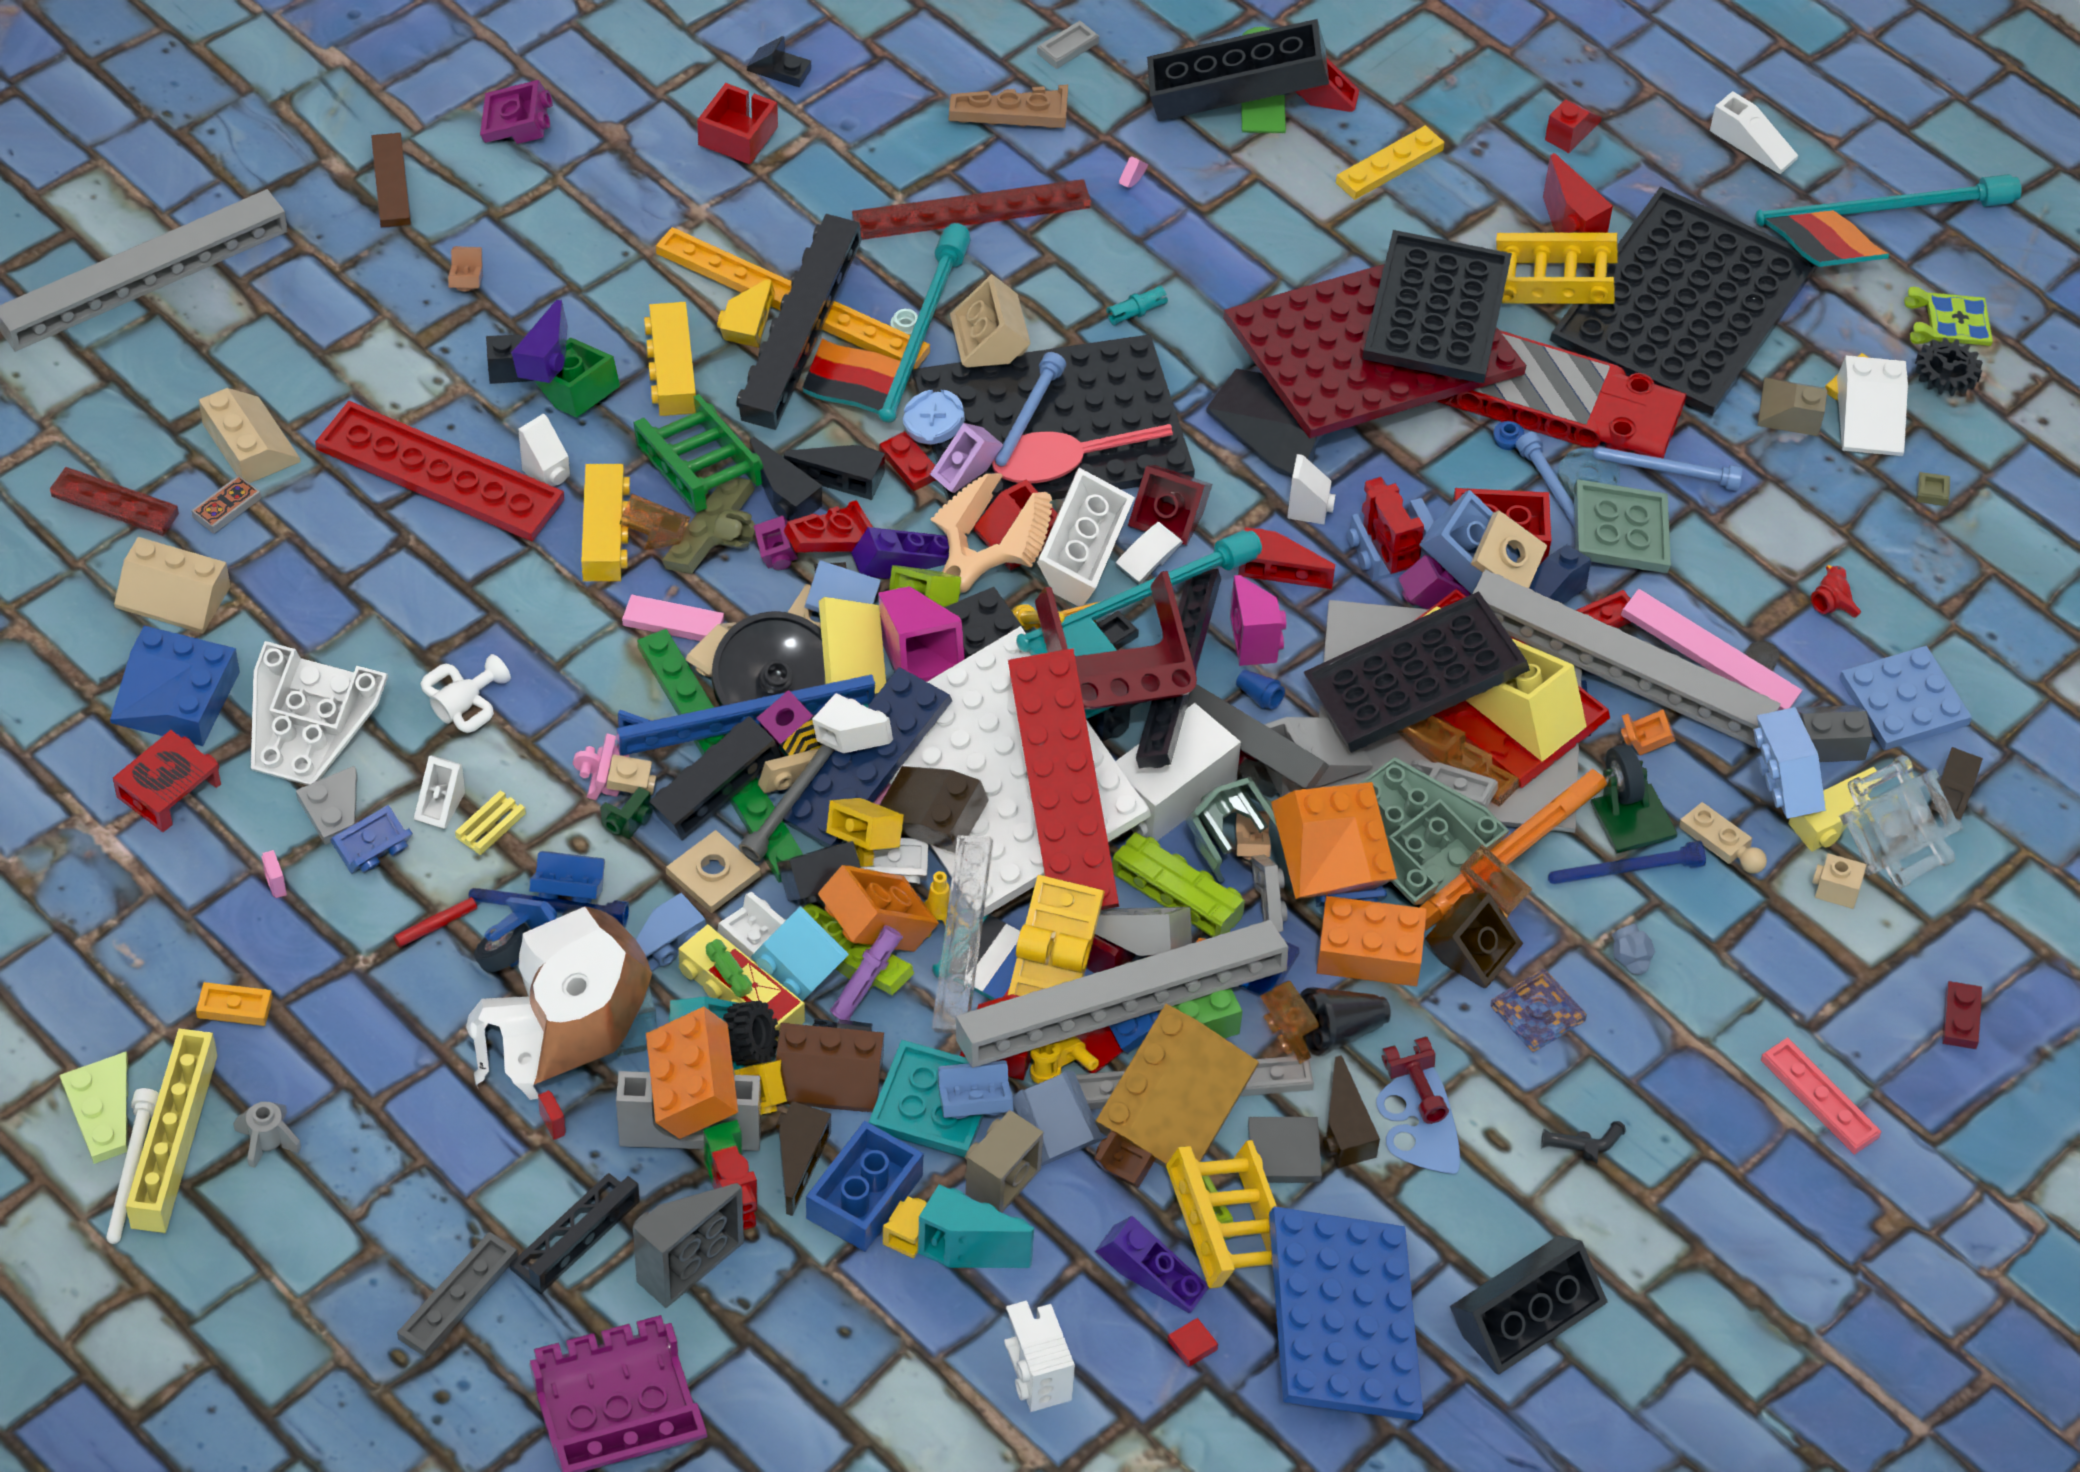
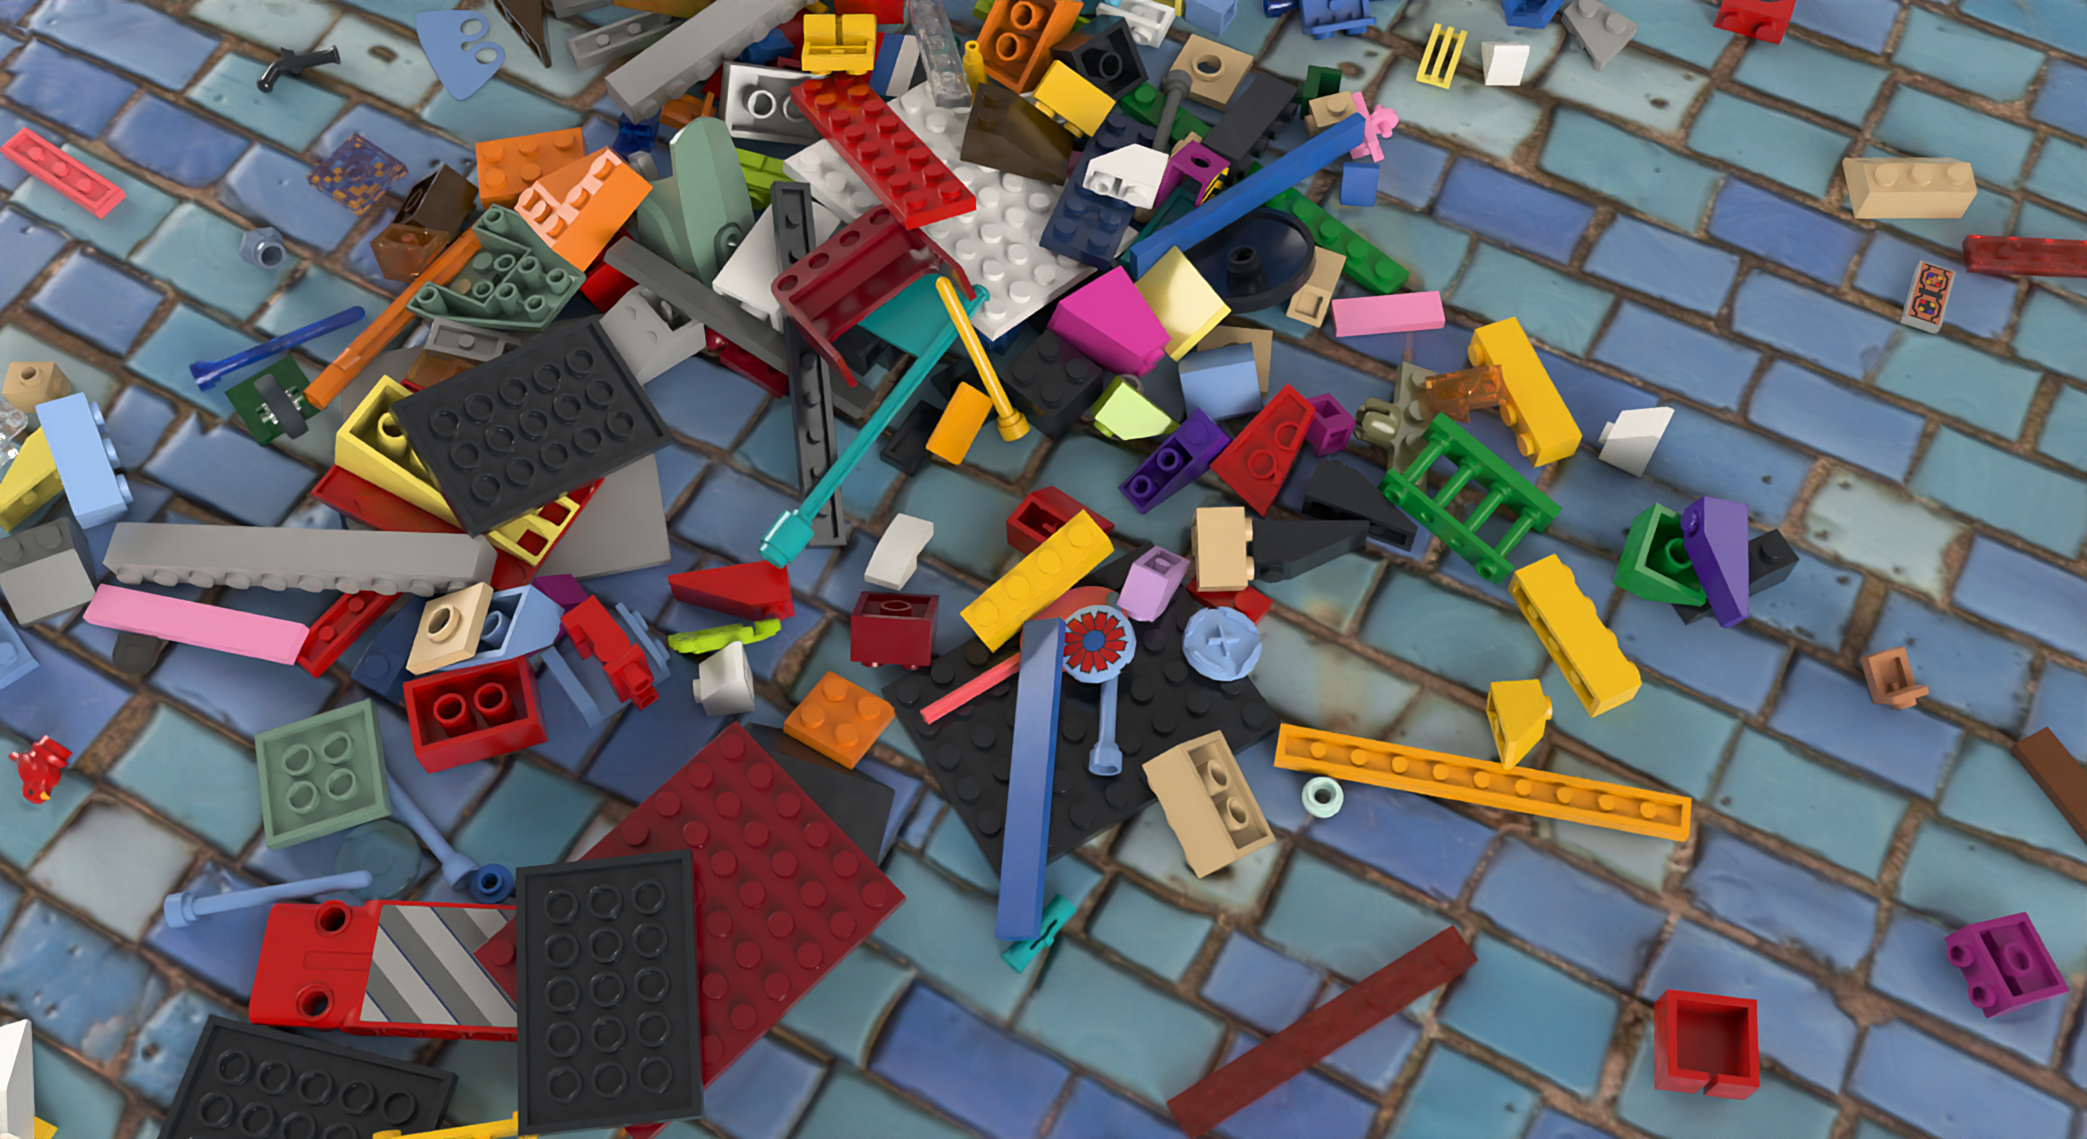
camera: 165 degrees right, 10 degrees up
(174, 685) = (1821, 83): blue slope -> none
(246, 434) = (1970, 375): tan slope -> none
(306, 712) = (1684, 98): white wedge -> none
(440, 470) = (1744, 401): red plate -> none
(461, 694) = (1547, 156): white piece -> none
(799, 321) = (1448, 729): black brick -> none
(874, 379) = (1347, 683): flag -> none
(905, 467) = (1219, 548): none -> tan brick
(1018, 546) = (1038, 465): light nougat piece -> none
(1030, 425) = (1097, 643): none -> tile
(1055, 461) = (1038, 580): none -> yellow brick
(1083, 536) = (972, 518): white slope -> none
(1107, 369) = (1031, 781): none -> blue tile
(1232, 457) = (839, 719): none -> orange plate
(1256, 623) = (741, 472): dark pink slope -> none
(1262, 689) = (720, 421): blue cone -> none
(1289, 1017) = (592, 53): clear orange bracket -> none
(1307, 516) = (722, 636): none -> lime tile
(1342, 1017) = (549, 88): black cone -> none
(1432, 1107) = (447, 45): dark red bar -> none
(1648, 732) = (266, 501): orange bracket -> none
(1723, 838) = (173, 406): tan plate -> none
(1792, 406) = (96, 1074): dark tan slope -> none

